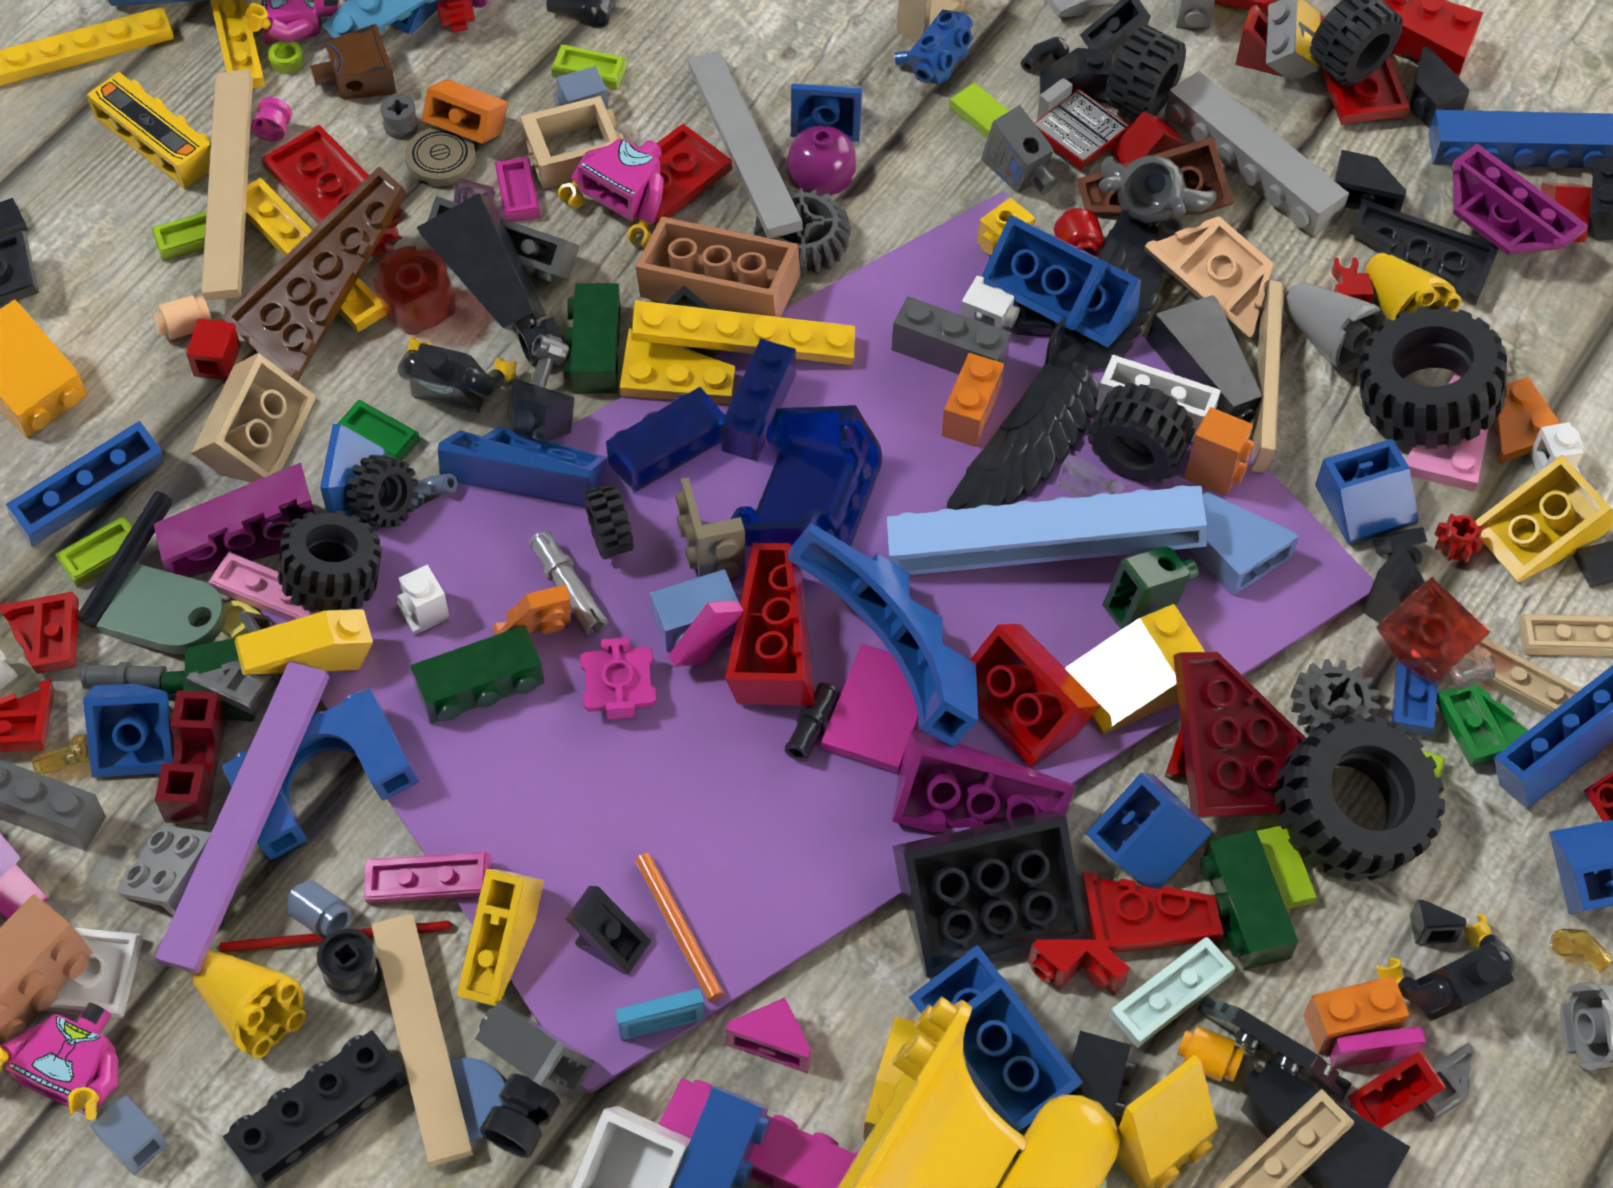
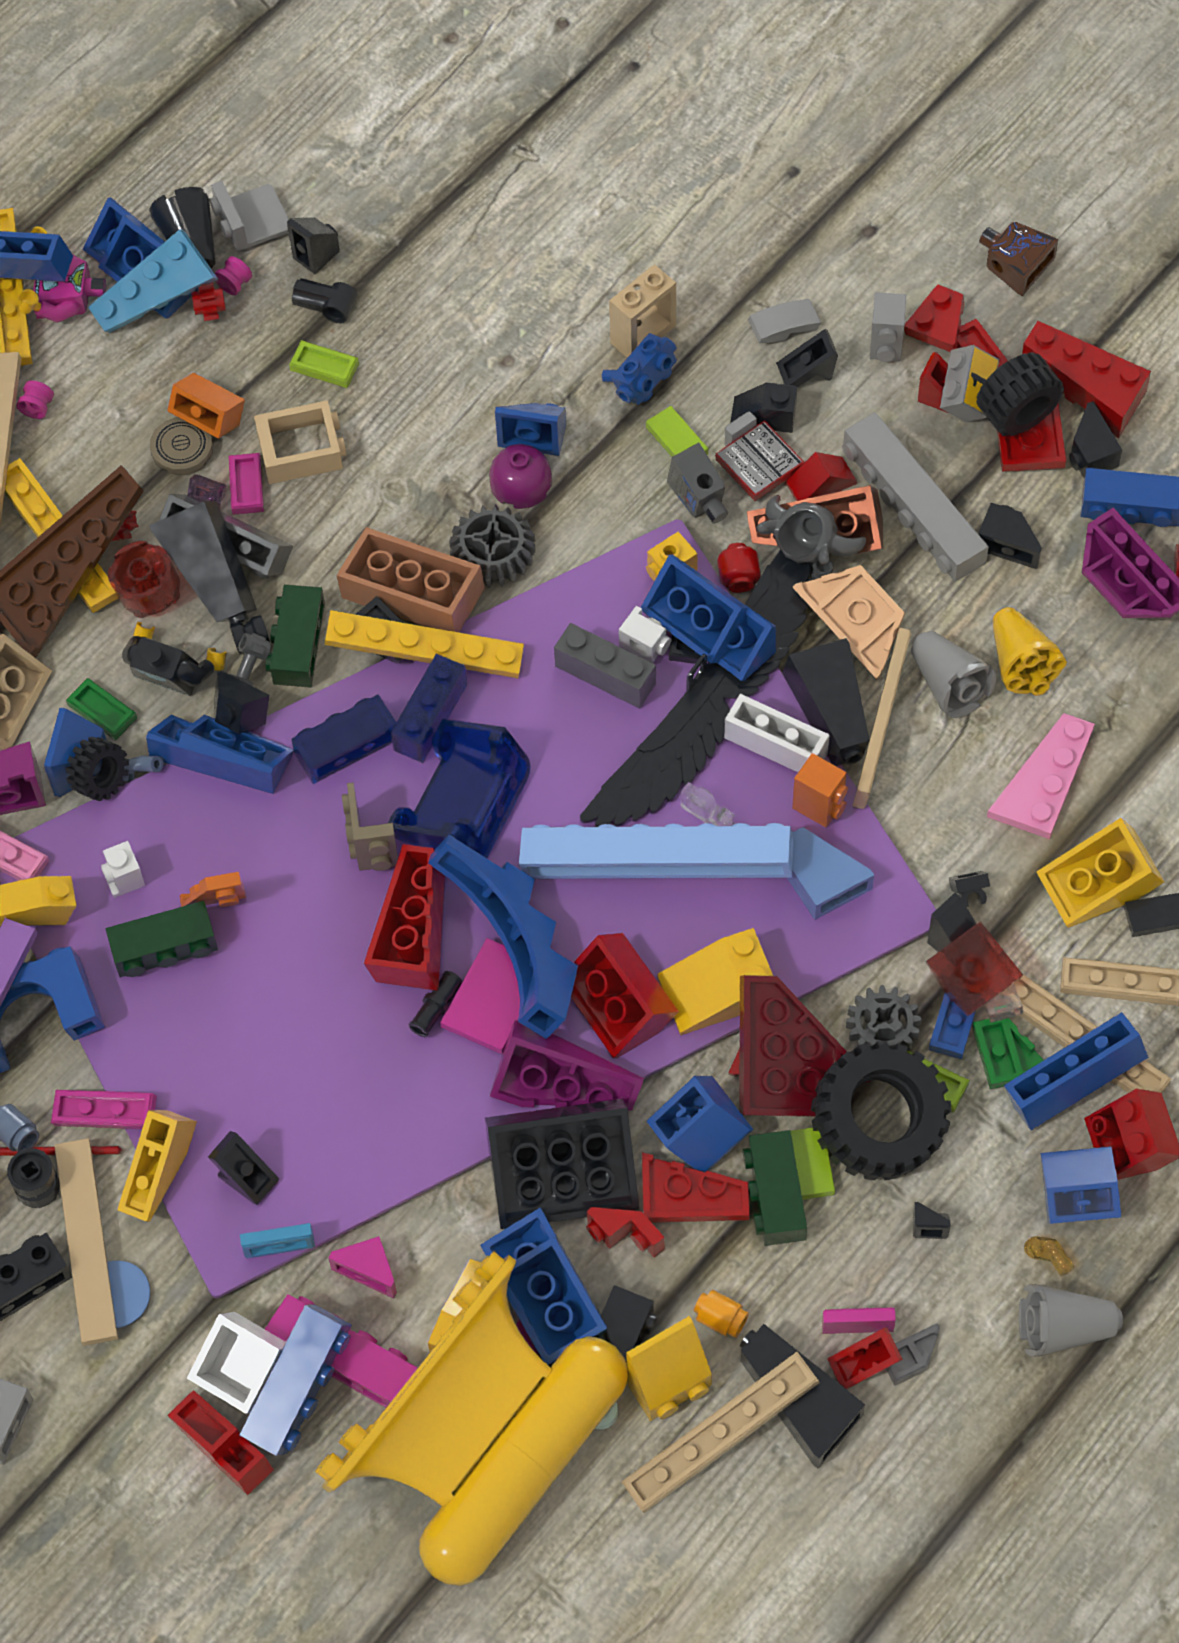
camera: 10 degrees right, 5 degrees up
(285, 57) = (53, 335): lime tile -> none
(315, 172) = (71, 455): red tile -> none
(329, 561) = (47, 809): black tyre -> none
(357, 65) = (115, 350): reddish brown torso -> none
(399, 116) = (155, 407): dark grey wheel -> none
(518, 1118) = (154, 1316): black wheel -> none
(533, 1050) = (173, 1261): dark grey slope -> none
(560, 571) = (241, 851): light grey pin -> none
(579, 87) = (312, 389): sand blue brick -> none
(608, 520) = (285, 811): black tyre -> none
(618, 678) = (277, 952): dark pink piece -> none
(621, 179) = (337, 487): dark pink torso -> none
(671, 370) = (361, 676): yellow wing -> none
(679, 605) = (349, 897): medium blue brick -> none
(679, 927) = (303, 1170): orange bar -> none
(688, 169) = (382, 480): red plate -> none
(705, 633) = (353, 920): dark pink tile -> none
(745, 145) = (451, 457): light grey tile -> none
(972, 399) = (615, 722): orange brick -> none
(1053, 46) = (737, 376): black arm -> none
(1141, 432) = (753, 768): black tyre -> none
(1145, 72) = (823, 413): black tyre -> none
(1148, 584) = (738, 907): dark green torso -> none
(1172, 992) = (699, 1259): light aqua plate -> none
(1288, 1054) = (778, 1319): black wing -> none
(1352, 283) = (977, 637): red piece -> none
(1355, 1010) = (845, 1289): orange brick -> none
(1368, 491) = (949, 835): blue slope -> none
(1433, 341) = (1019, 699): black tyre -> none
(1434, 248) = (1060, 607): black wing -> none
(1459, 537) = (1014, 879): red gear -> none
(1461, 979) = (937, 1271): black torso -> none
(1521, 419) = (1106, 776): orange wing -> none
(1557, 441) = (1129, 806): white brick -> none

